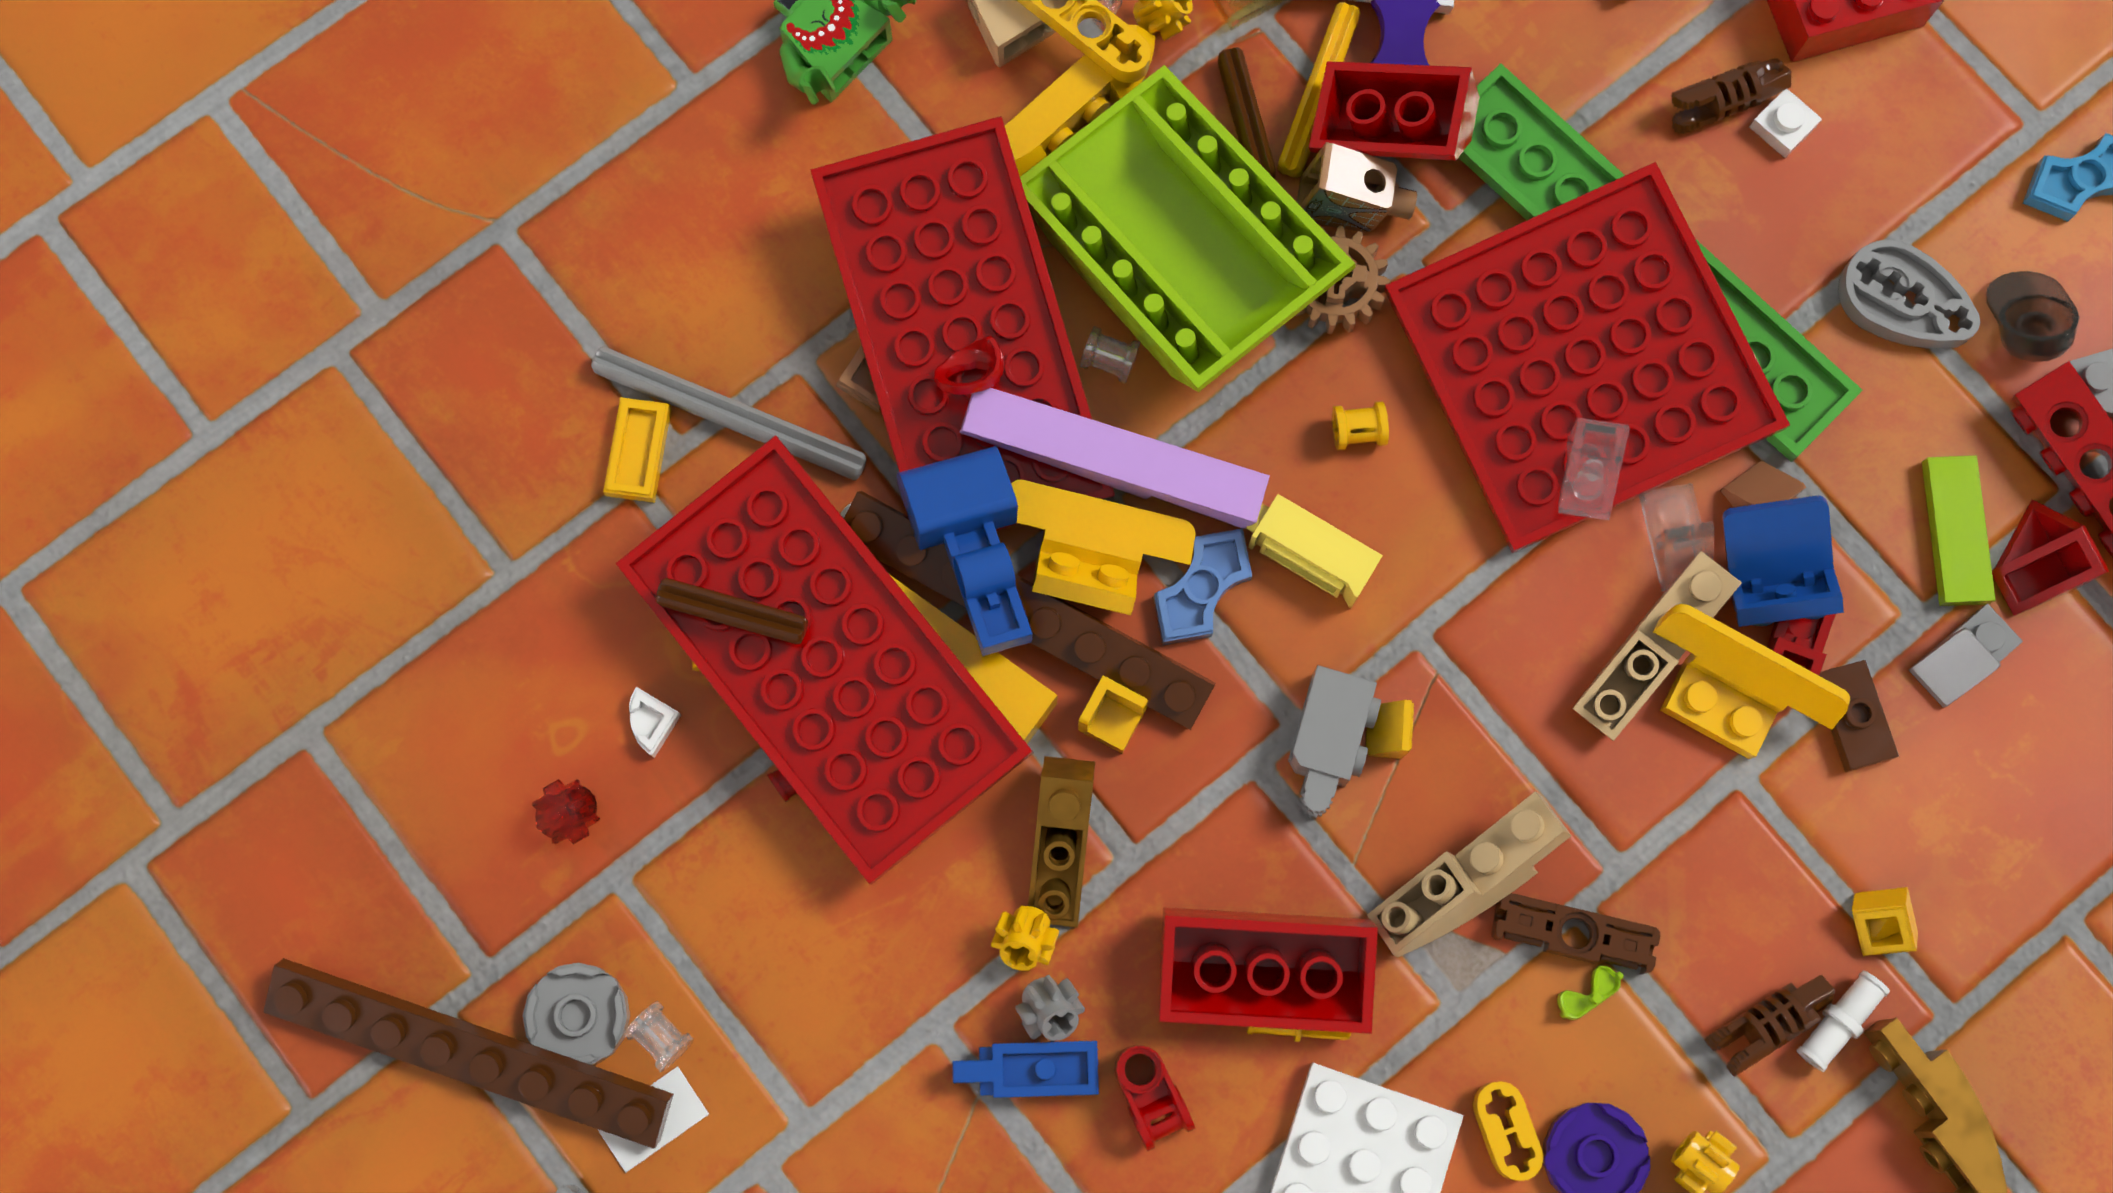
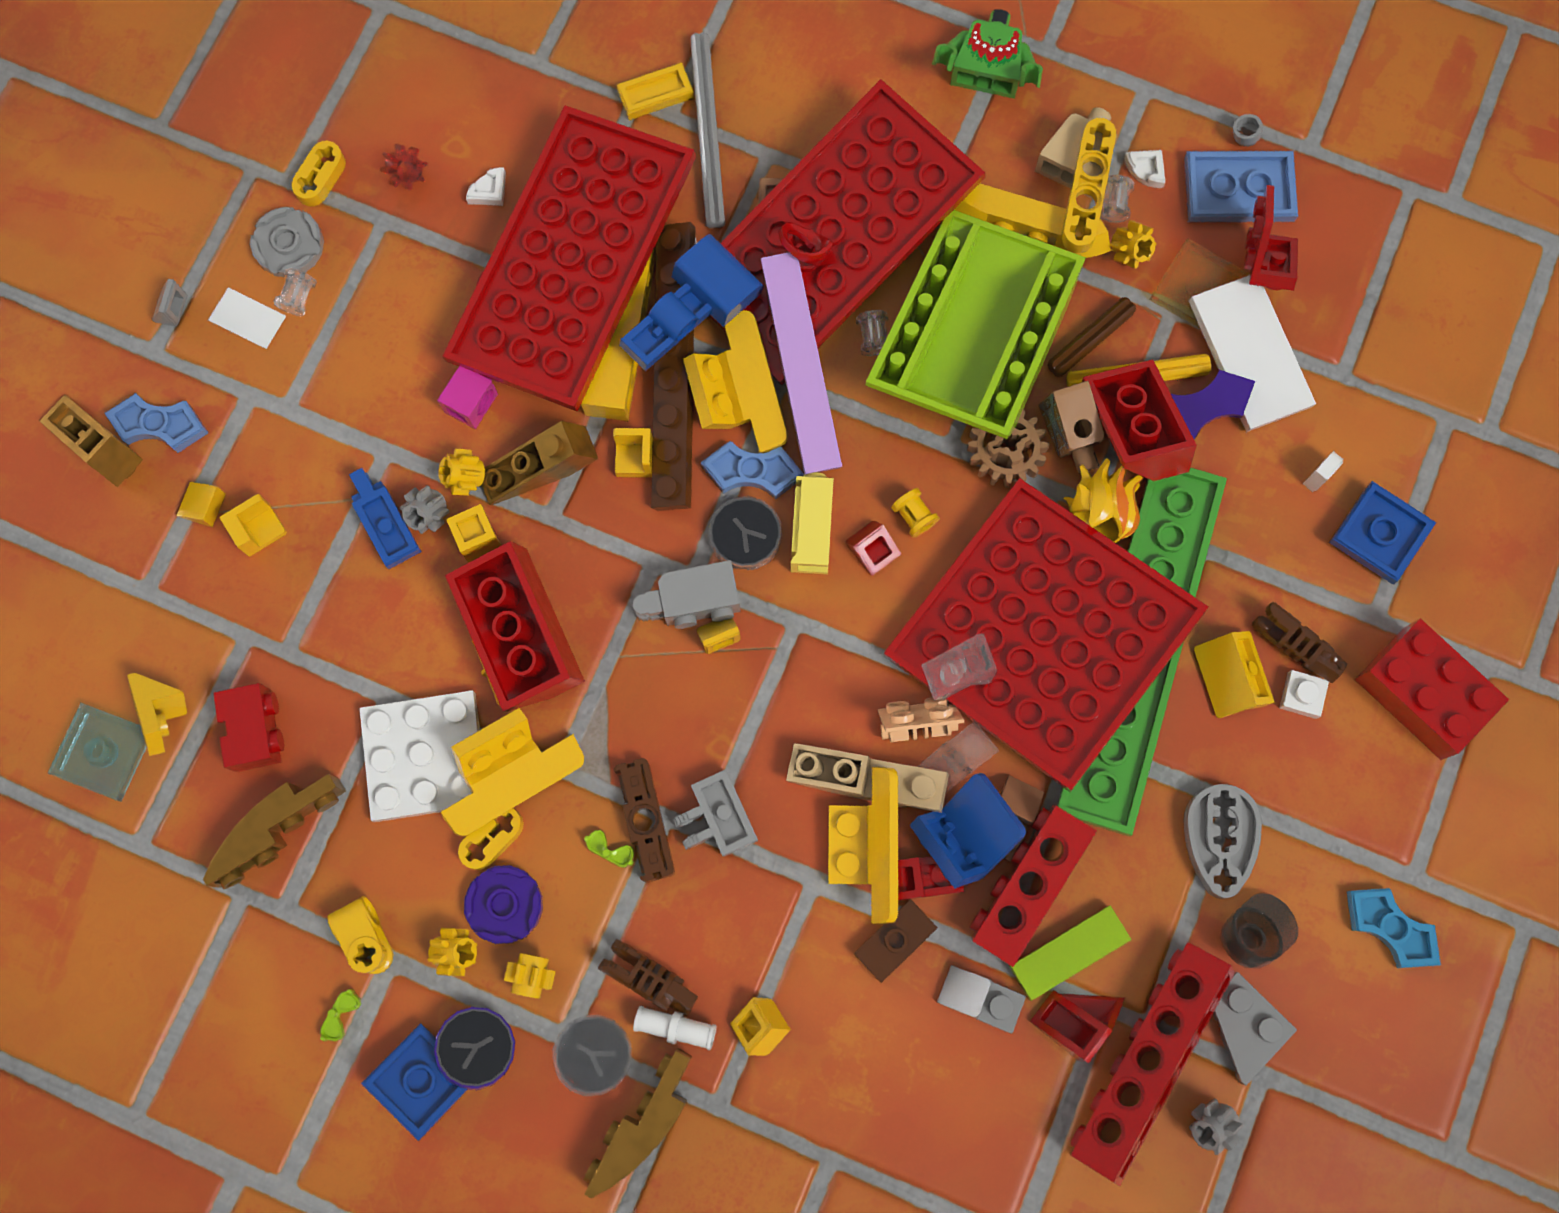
camera: 65 degrees right, 0 degrees up
(468, 1053) = (232, 194): reddish brown plate -> none
(514, 921) = (315, 172): none -> yellow beam
(732, 611) = (567, 183): reddish brown axle -> none
(927, 882) = (468, 396): none -> dark pink brick
(1115, 960) = (473, 533): none -> yellow panel
(1152, 1099) = (399, 601): red piece -> none
(1279, 635) = (745, 532): none -> black tile
(1371, 496) = (873, 547): none -> red slope
(1444, 1068) = (505, 770): none -> yellow plate
(1466, 205) = (1107, 502): none -> yellow hair
(1471, 881) = (639, 731): tan slope -> none
(1615, 835) = (723, 814): none -> light grey hinge
(1616, 551) = (900, 717): none -> light nougat hinge
(1729, 183) = (1233, 674): none -> yellow panel
(1827, 1137) = (592, 1055): none -> clear tile
(1896, 537) = (1010, 941): none -> red brick

